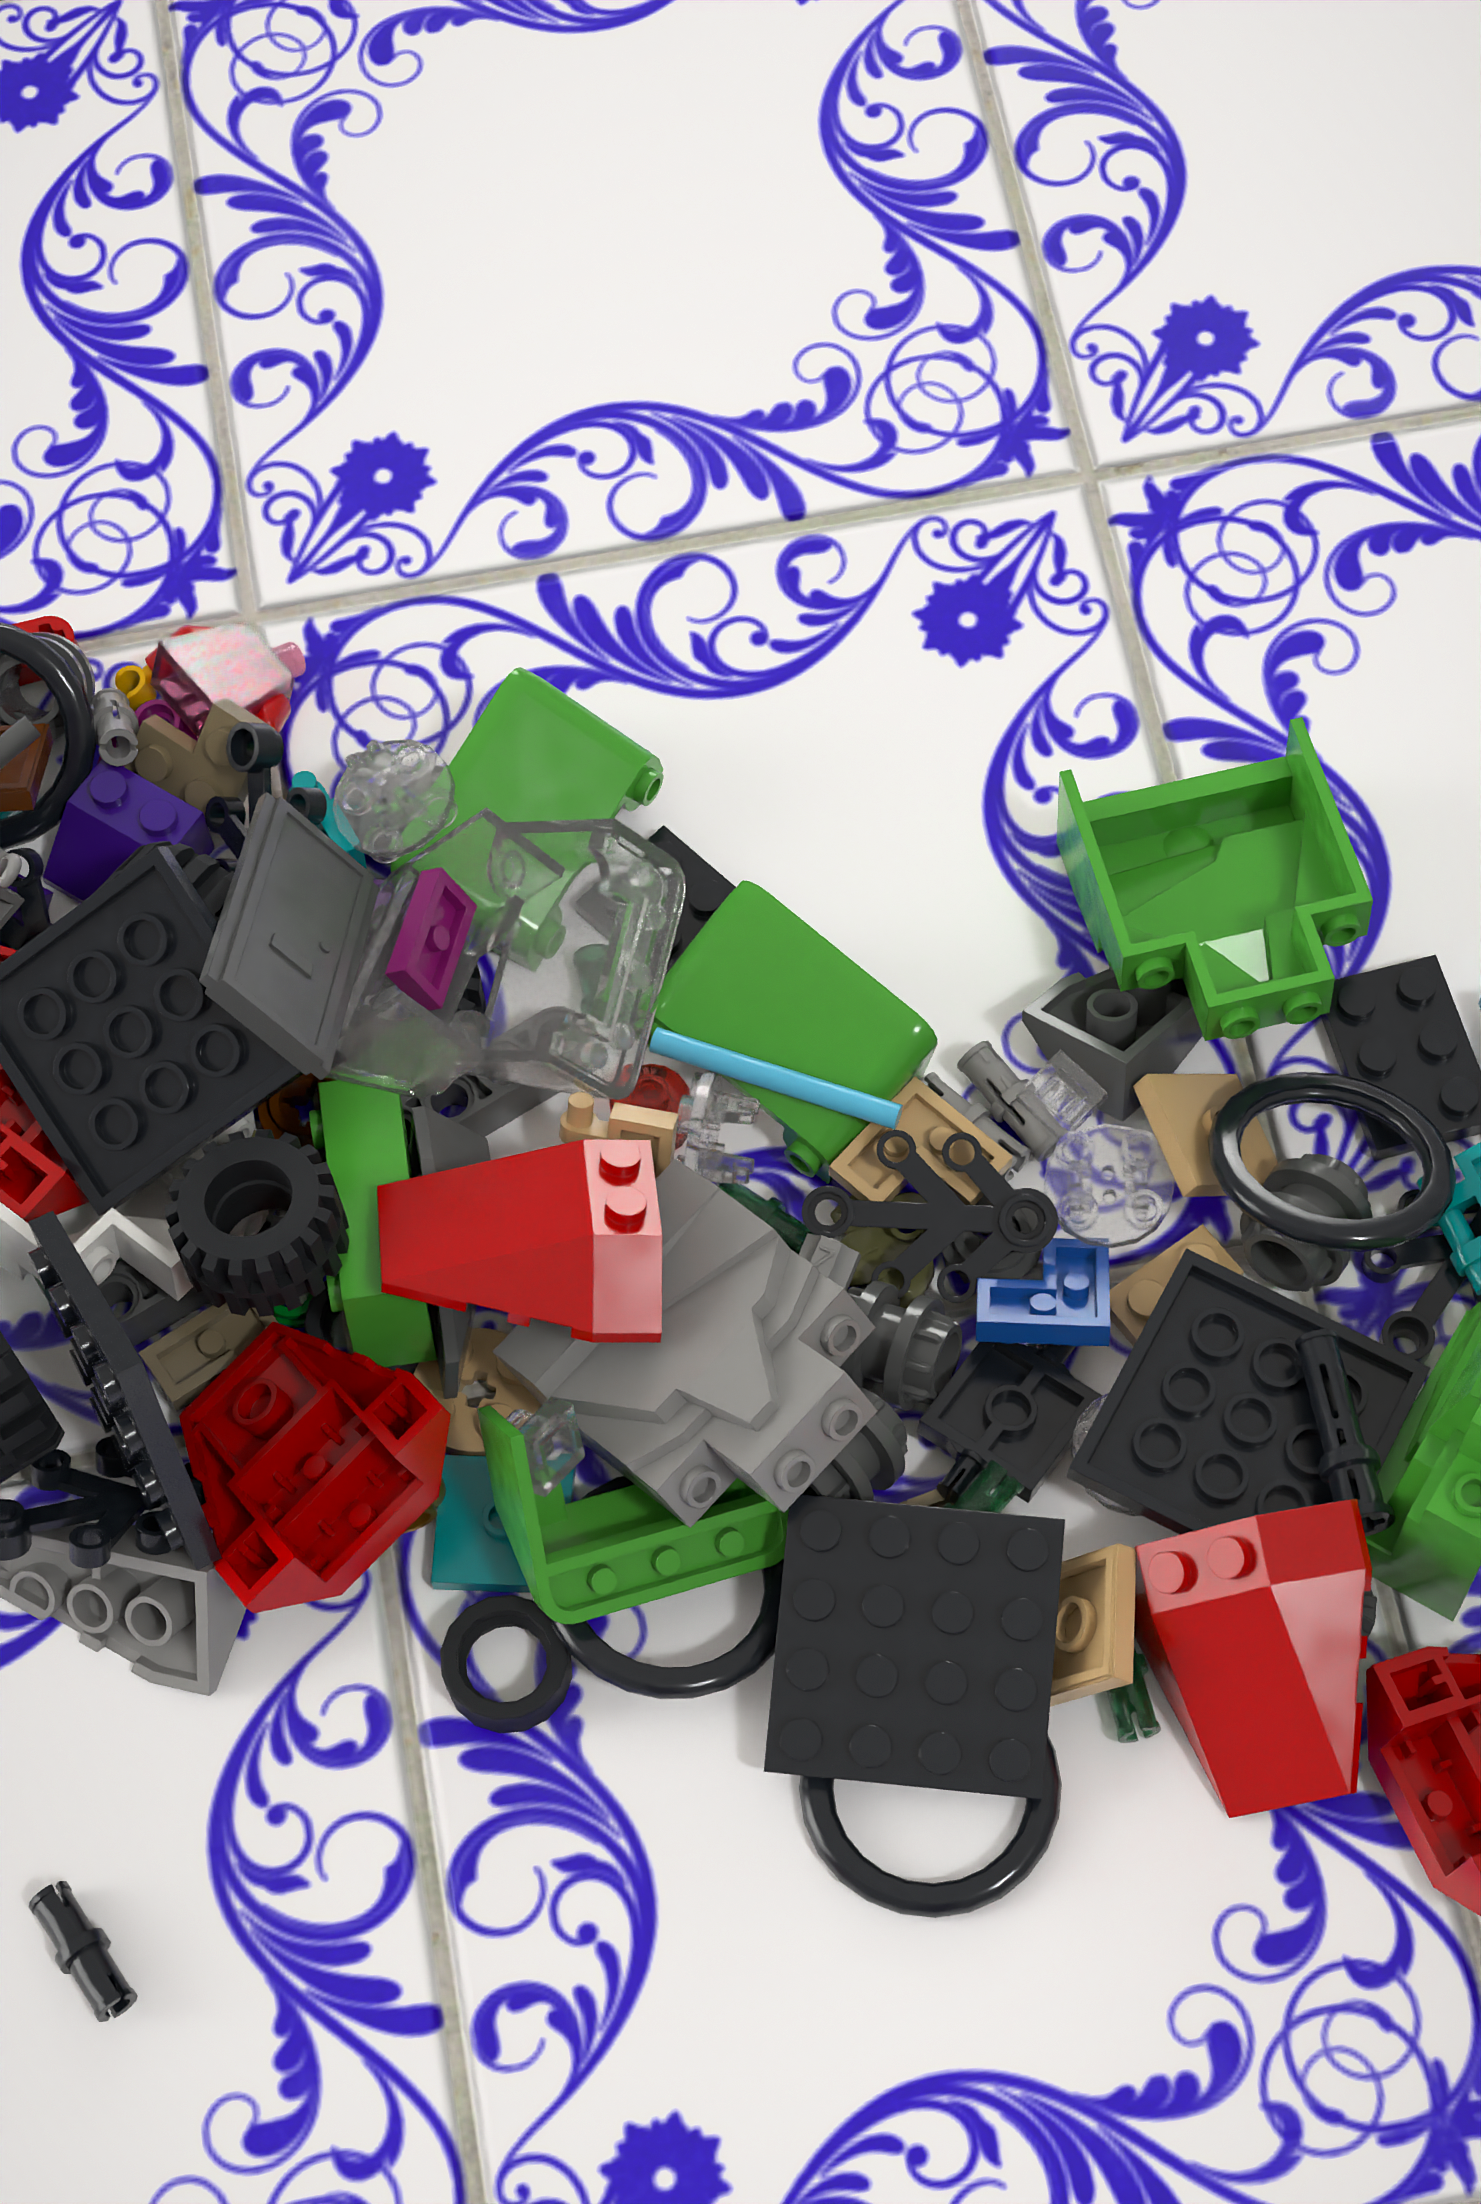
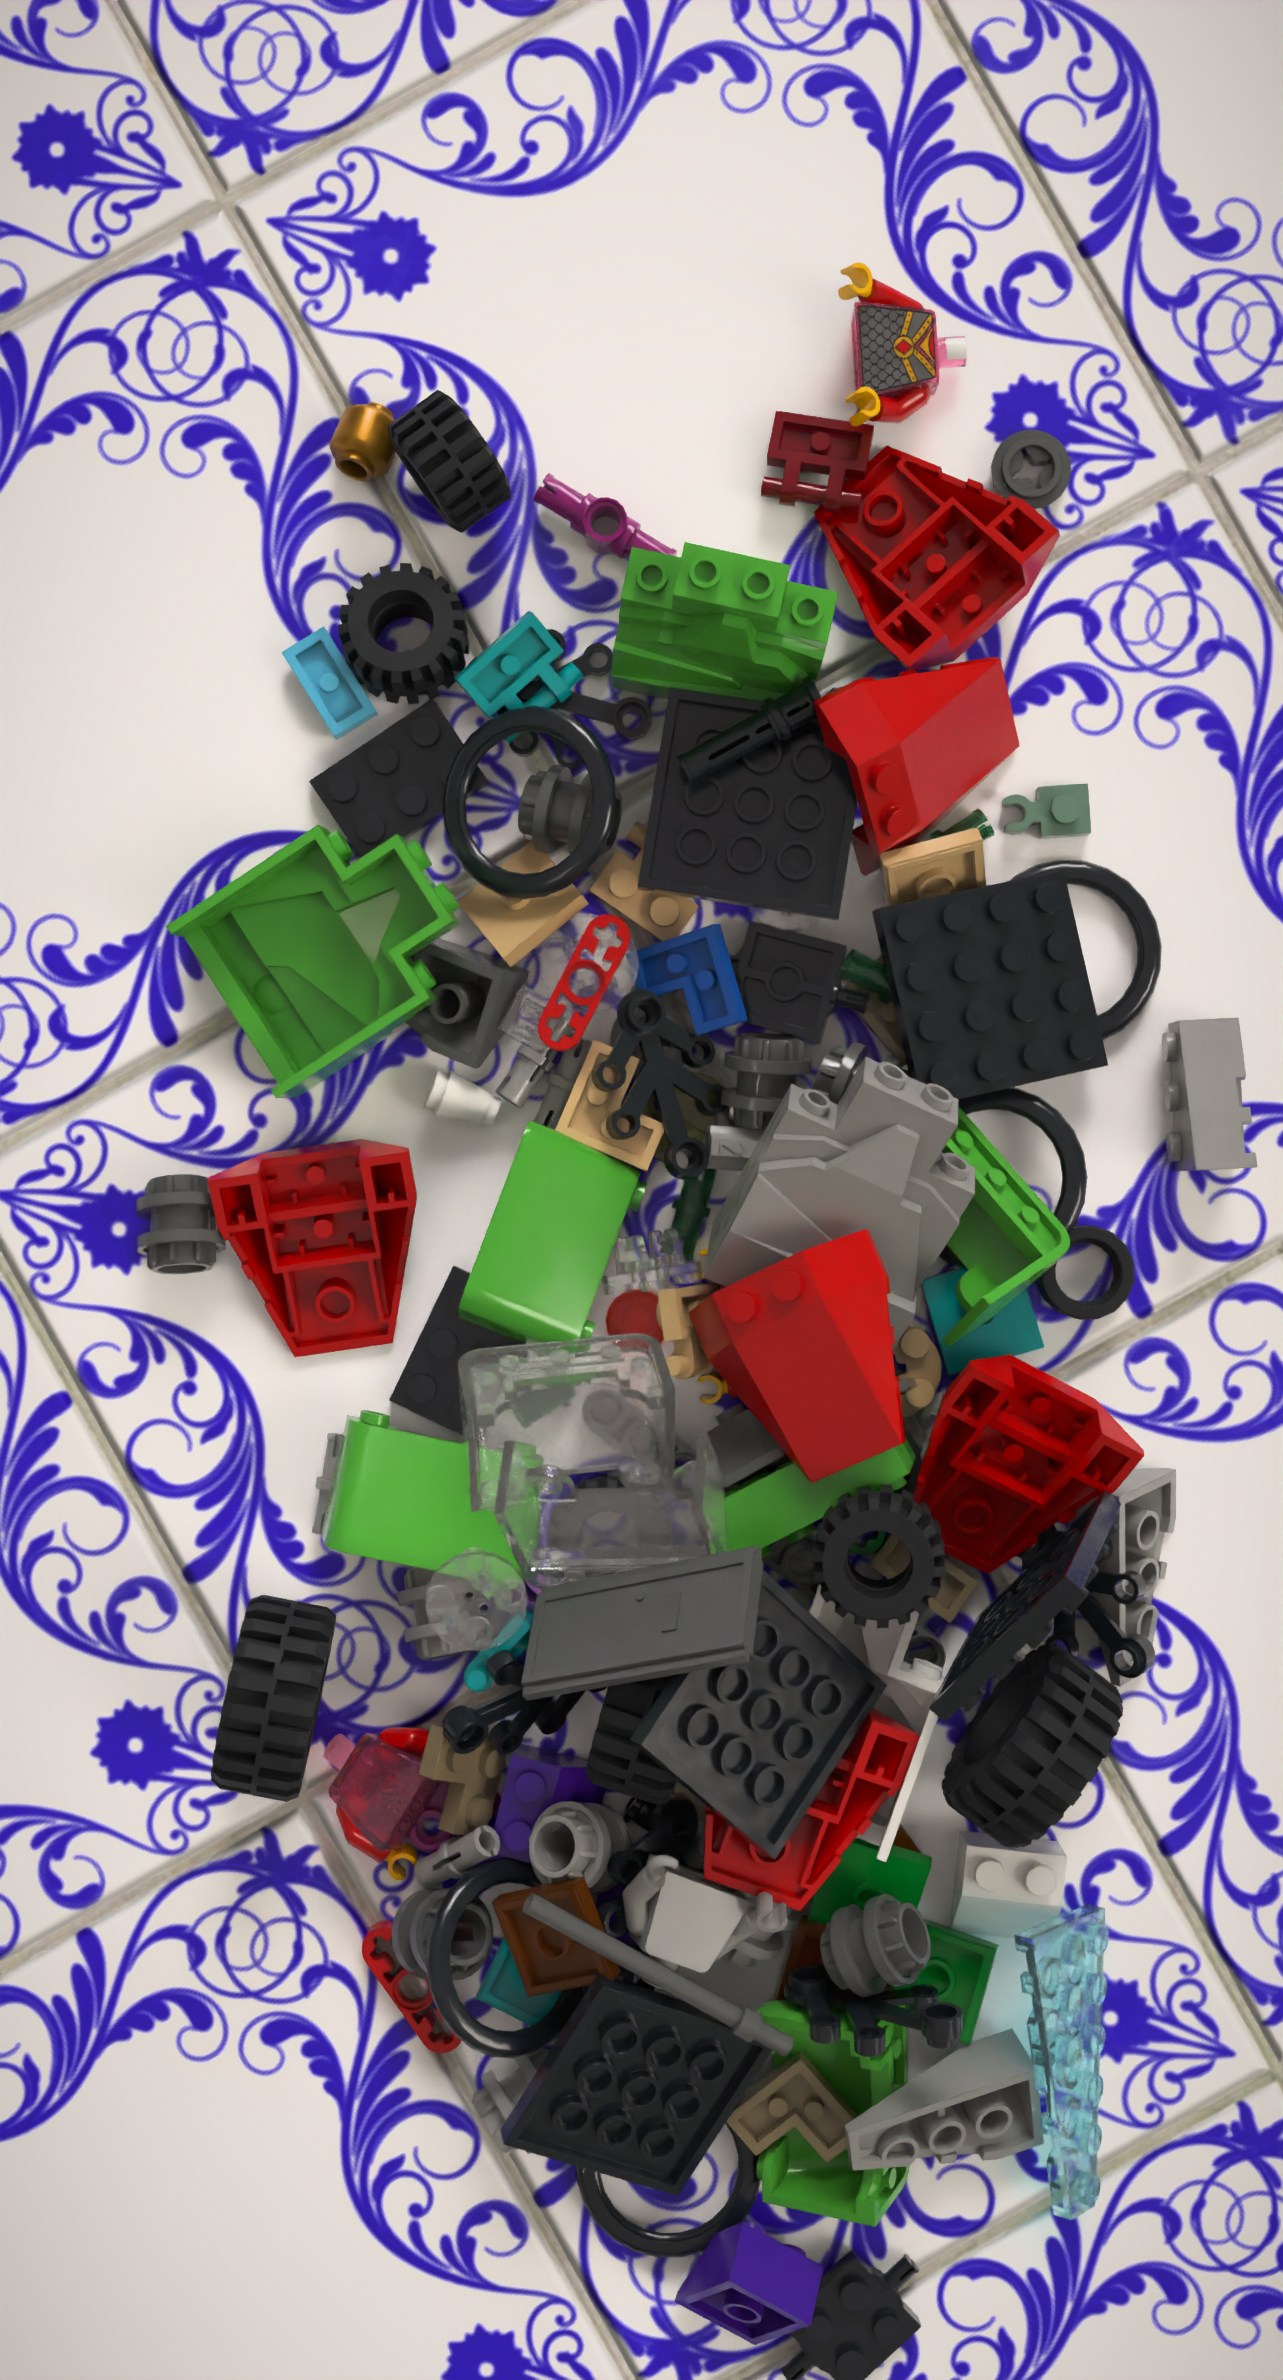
camera: 110 degrees left, 25 degrees up
(75, 833) = (578, 1842): none -> light grey piece
(376, 578) = (273, 1698): none -> black tyre
(431, 939) = (587, 1525): magenta plate -> none
(550, 1442) = (954, 1292): clear tile -> none
(674, 1890) = (1206, 1095): none -> light grey wedge
(776, 1078) = (601, 1230): medium azure bar -> none
(881, 805) = (322, 1238): none -> red wedge
(949, 664) = (179, 1225): none -> dark grey piece
(992, 1002) = (460, 1099): none -> white cone
(1124, 1835) = (1057, 811): none -> sand green plate
(1130, 1178) = (612, 955): none -> red beam

